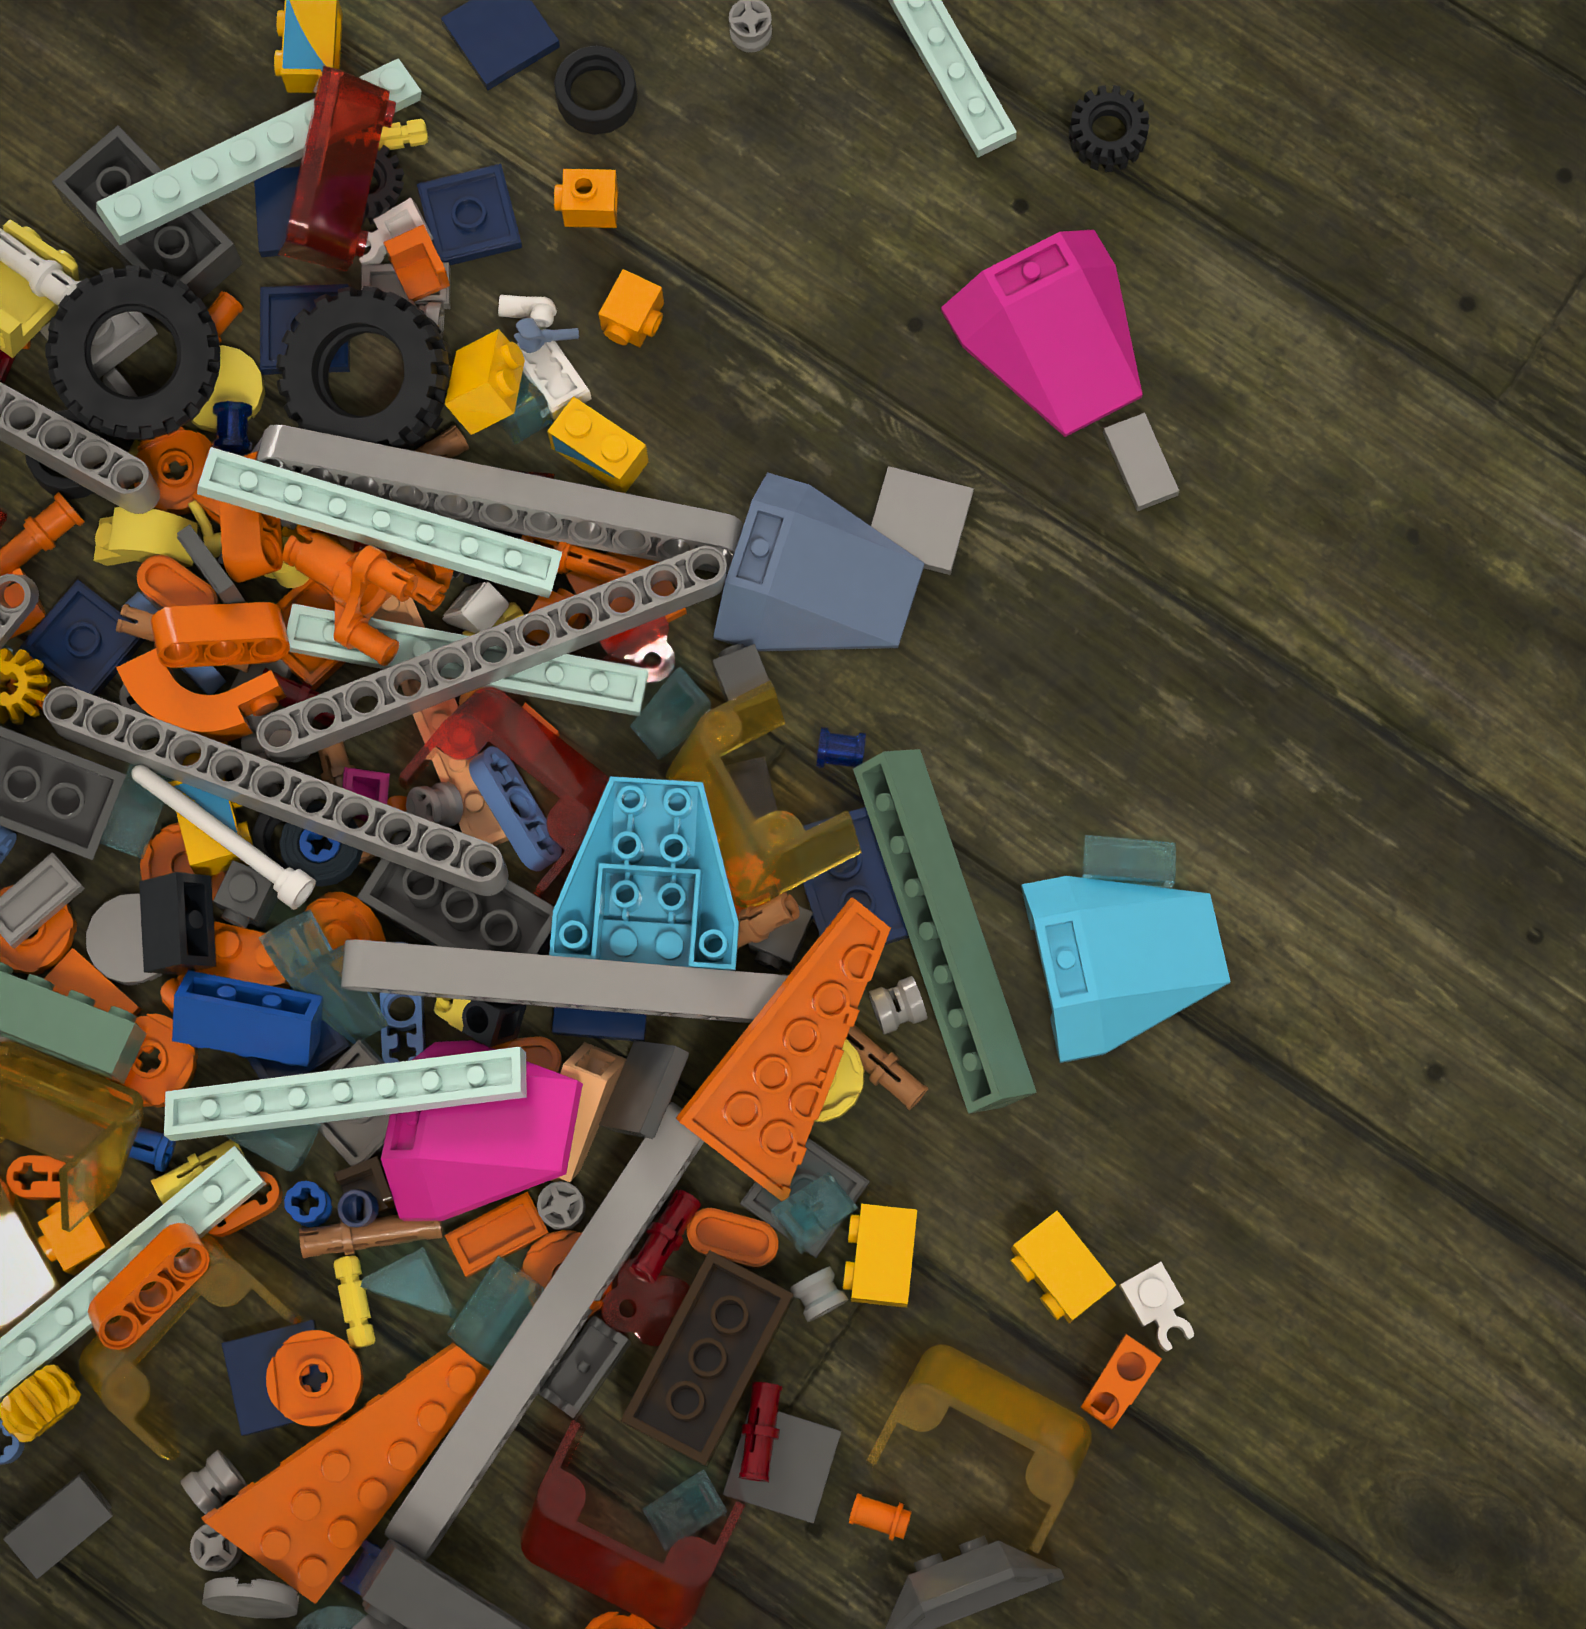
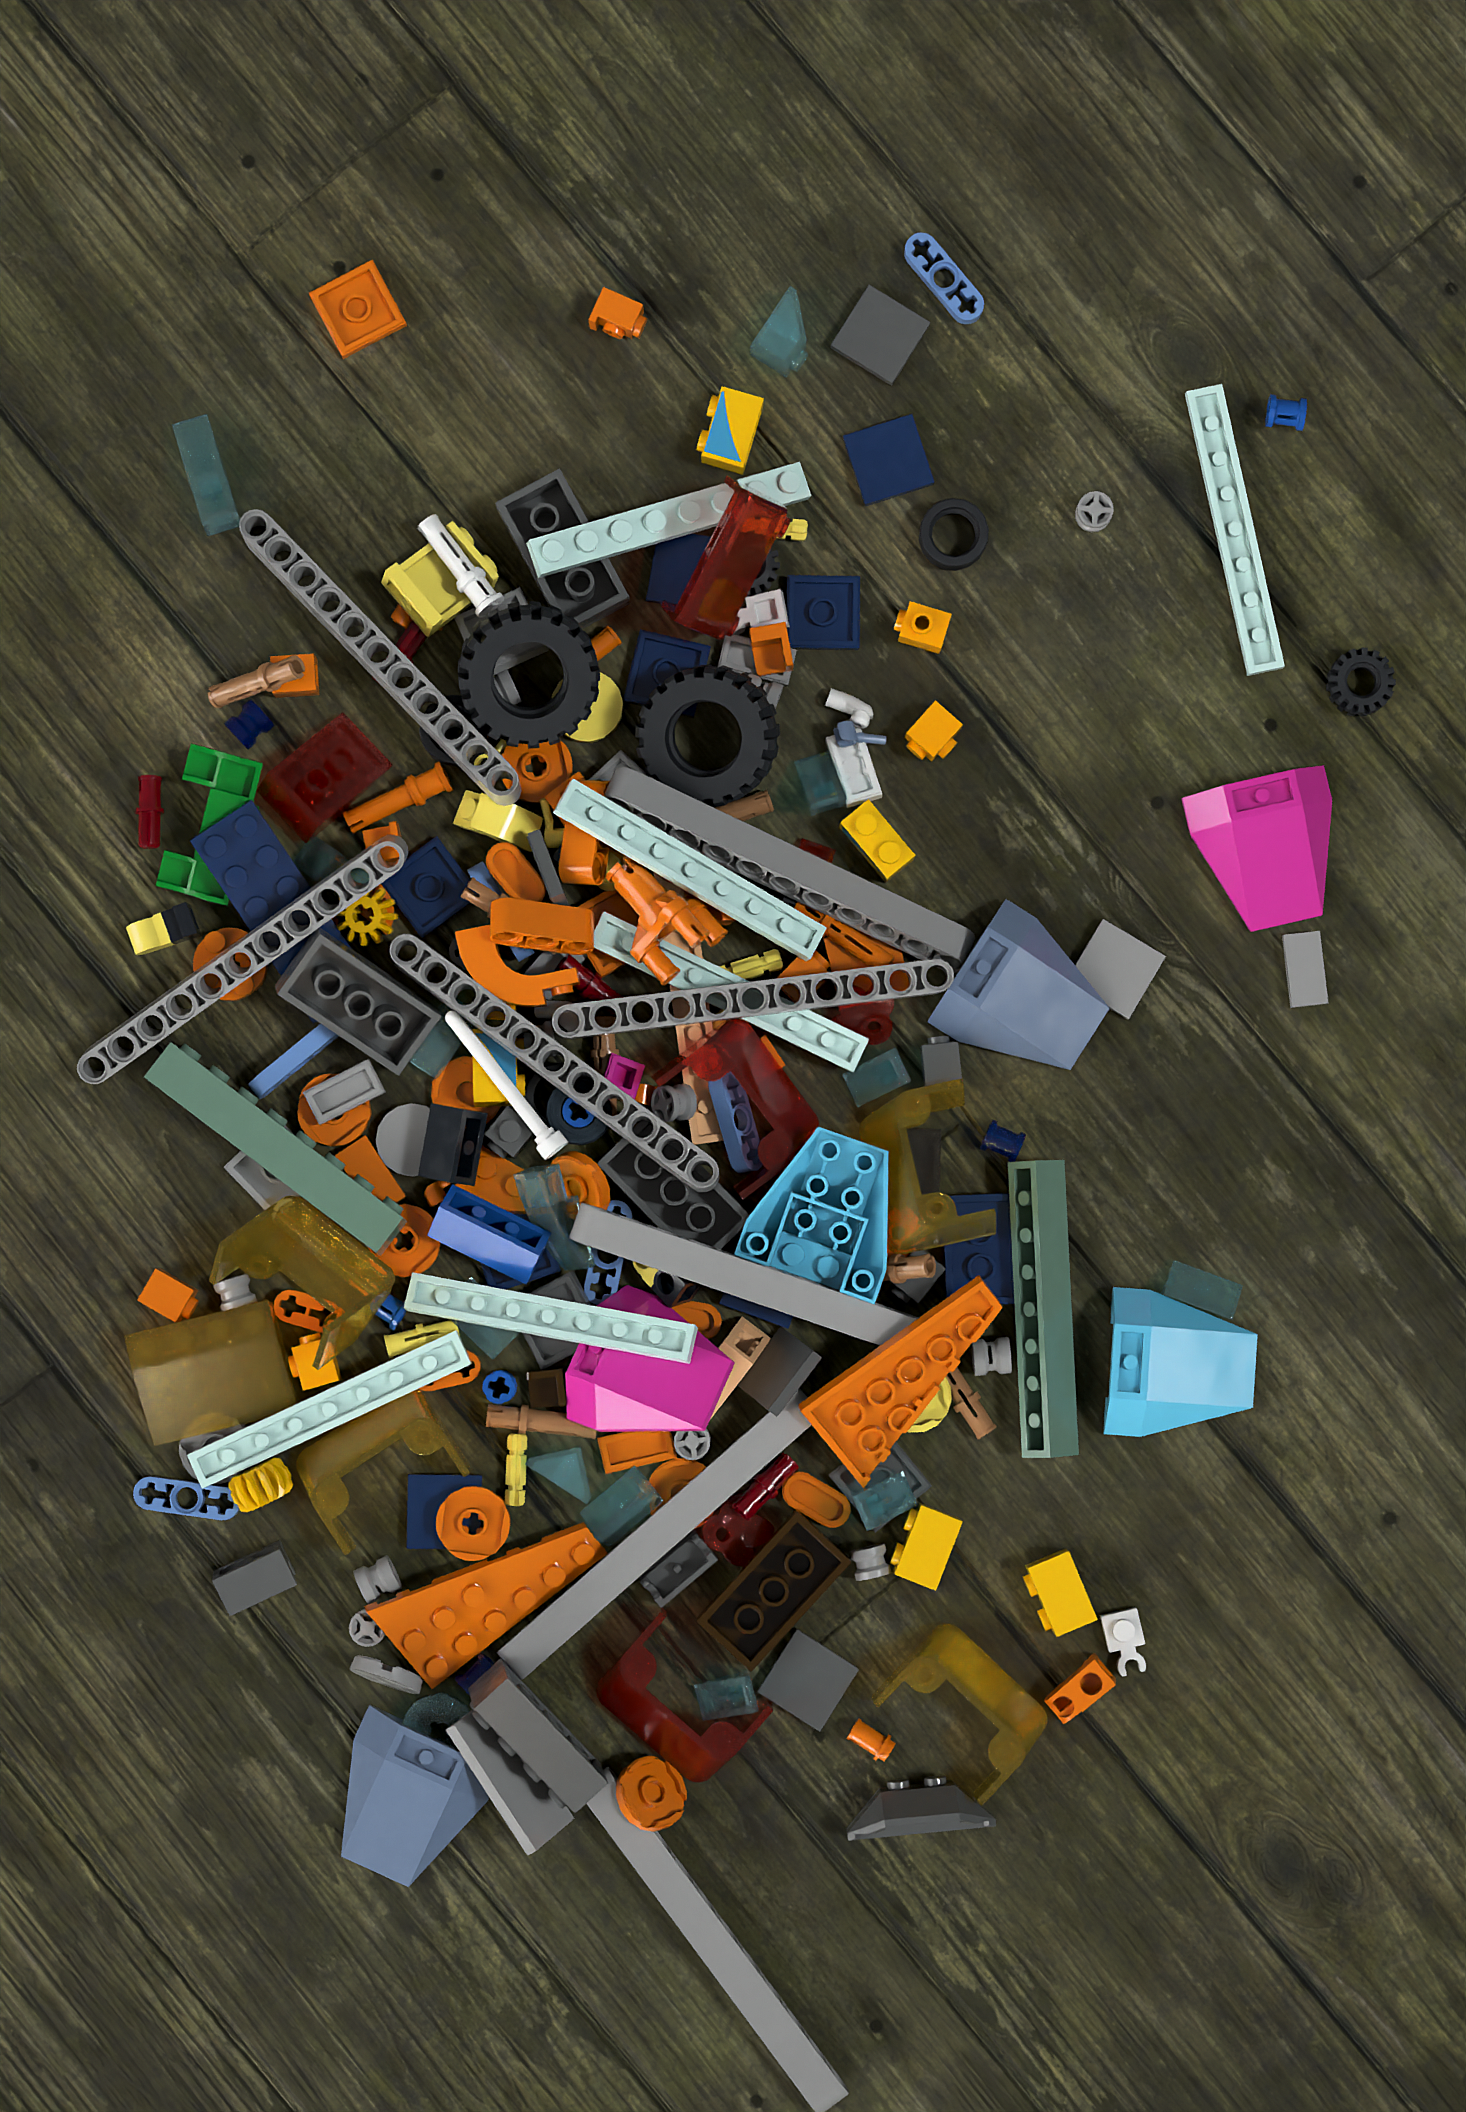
camera: 10 degrees right, 10 degrees up
(143, 1308) = (366, 1423): orange beam -> none
(232, 427) = (589, 747): clear blue bush -> none
(352, 1208) = (532, 1400): dark blue hinge -> none
(476, 608) = (746, 948): white slope -> none
(485, 381) = (801, 768): yellow brick -> none
(760, 1431) = (798, 1655): dark red pin -> none

